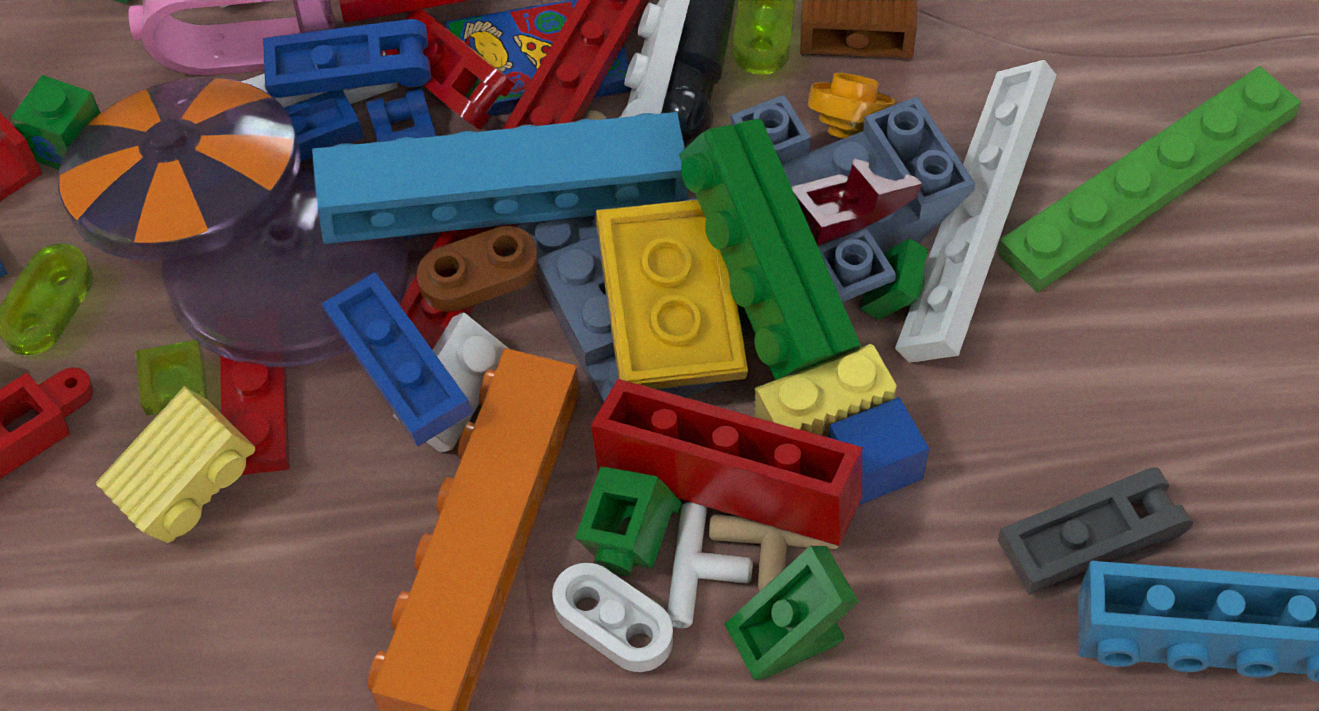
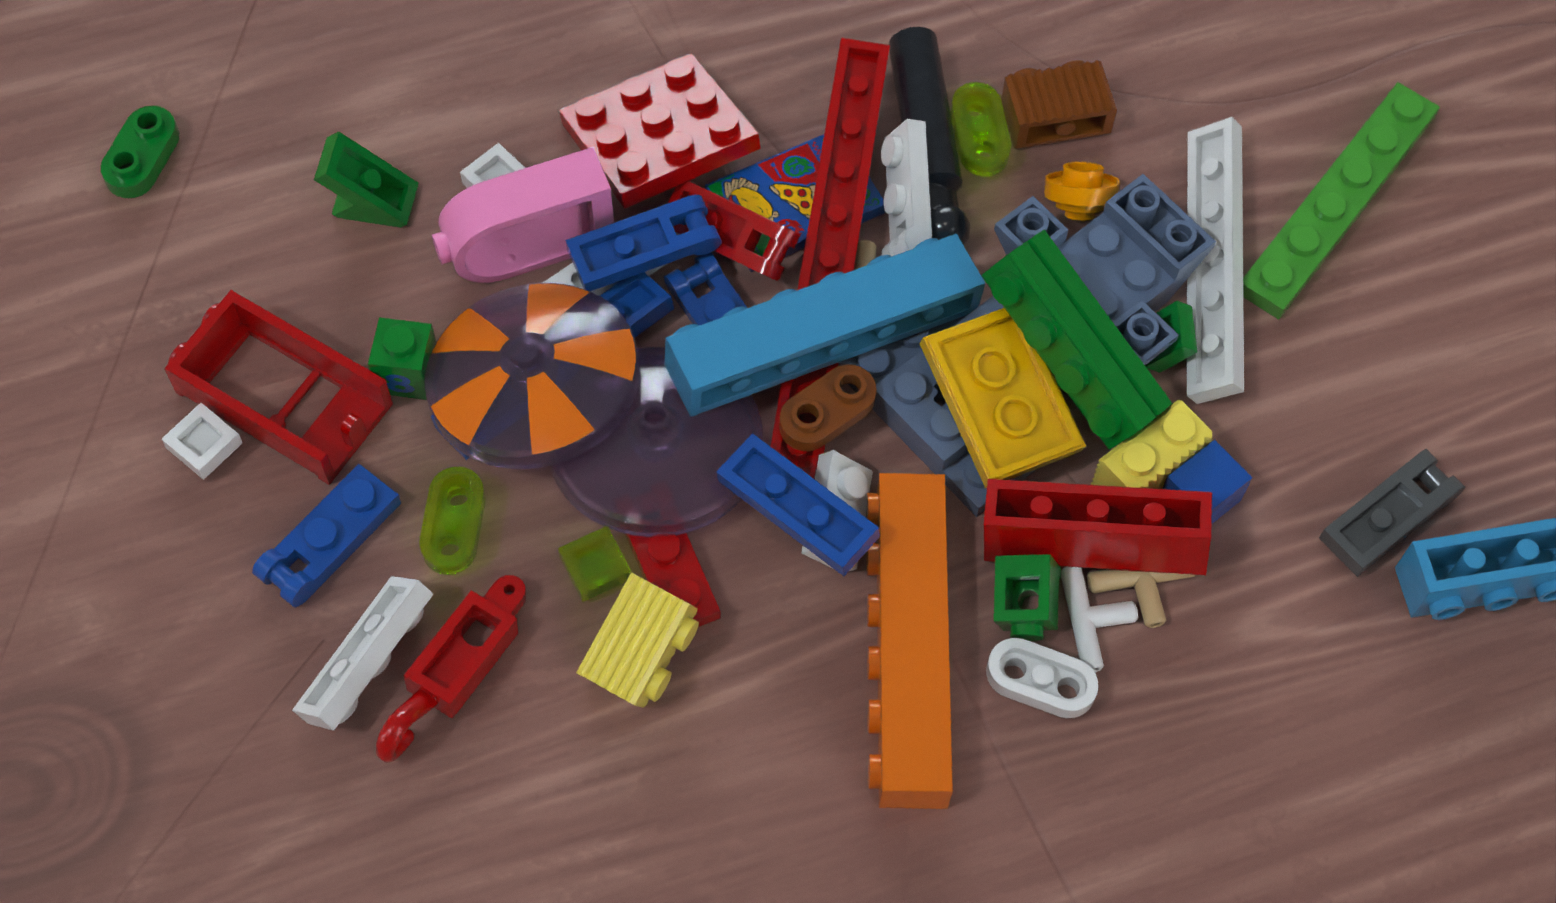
camera: 20 degrees left, 5 degrees up
(793, 615) = (1187, 640): green slope -> none
(852, 202) = (1127, 278): dark red slope -> none

